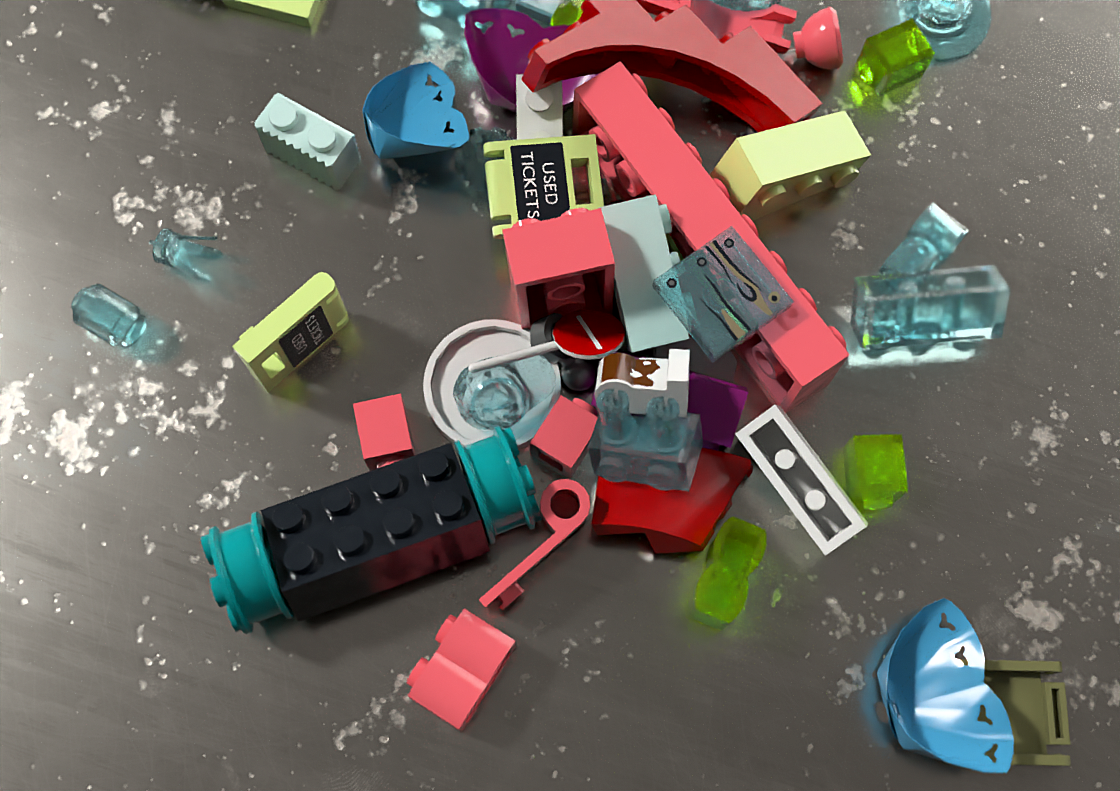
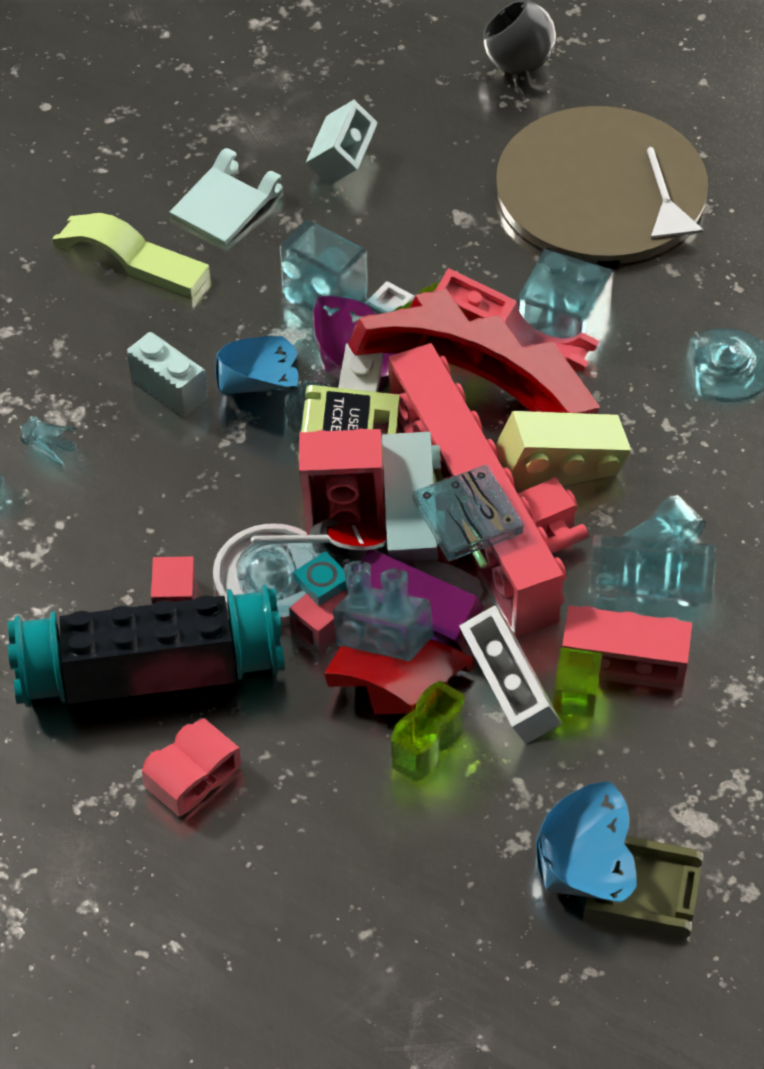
camera: 15 degrees right, 20 degrees down
(292, 331) = (125, 498): yellowish green container -> none
(561, 399) = (321, 578): none -> teal tile
(563, 510) = (305, 670): coral door -> none
(646, 378) = (415, 563): white leg -> none
(799, 243) = (554, 511): none -> coral brick
(820, 40) = (614, 365): coral brick -> none
(894, 57) = (675, 387): clear neon green brick -> none
(920, 406) = (631, 643): none -> coral brick

